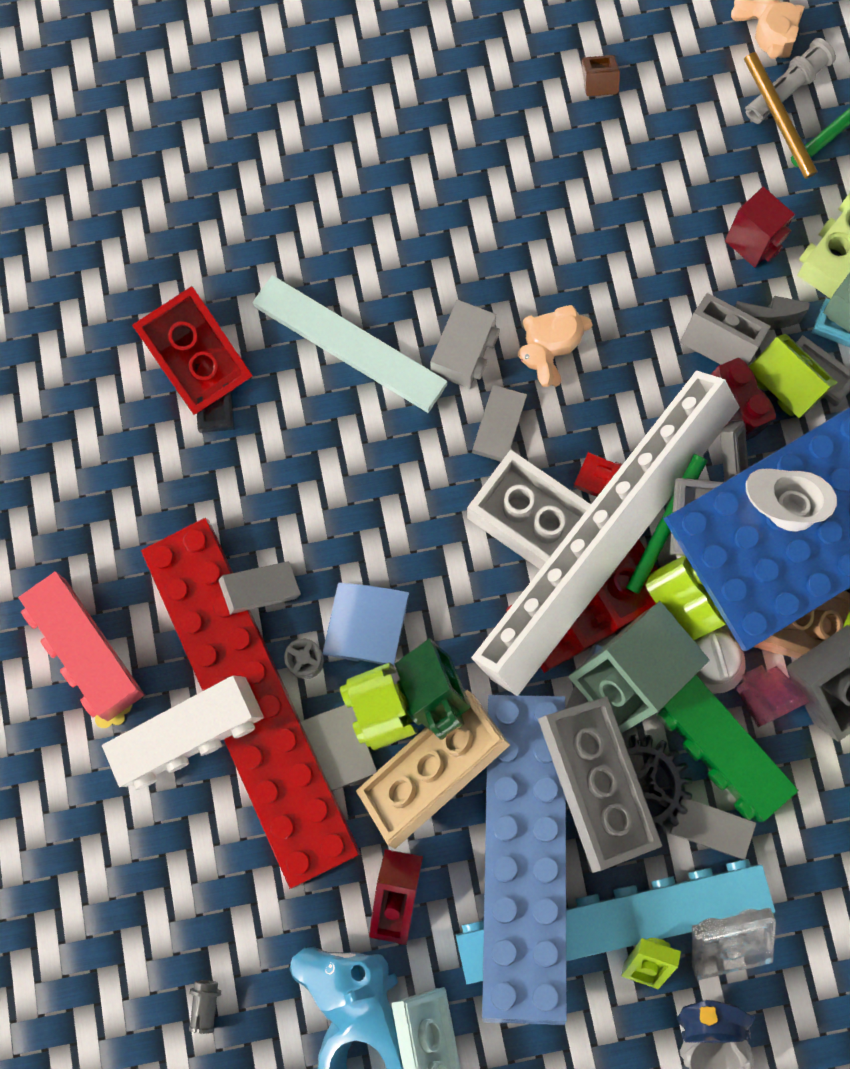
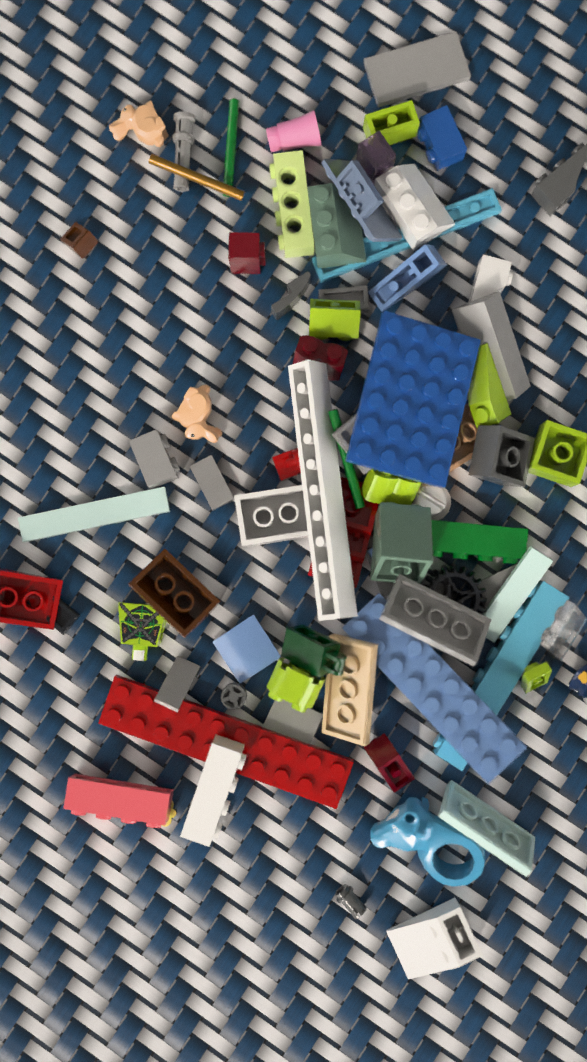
camera: 50 degrees left, 10 degrees up
(283, 496) = (140, 627): none -> torso
(350, 491) = (174, 593): none -> reddish brown slope
(717, 846) = (515, 591): none -> light aqua tile
(723, 332) = (280, 328): light grey brick -> none
(734, 449) = (344, 388): light grey tile -> none
(769, 694) = (473, 494): clear pink slope -> none
(791, 497) = (399, 395): white piece -> none

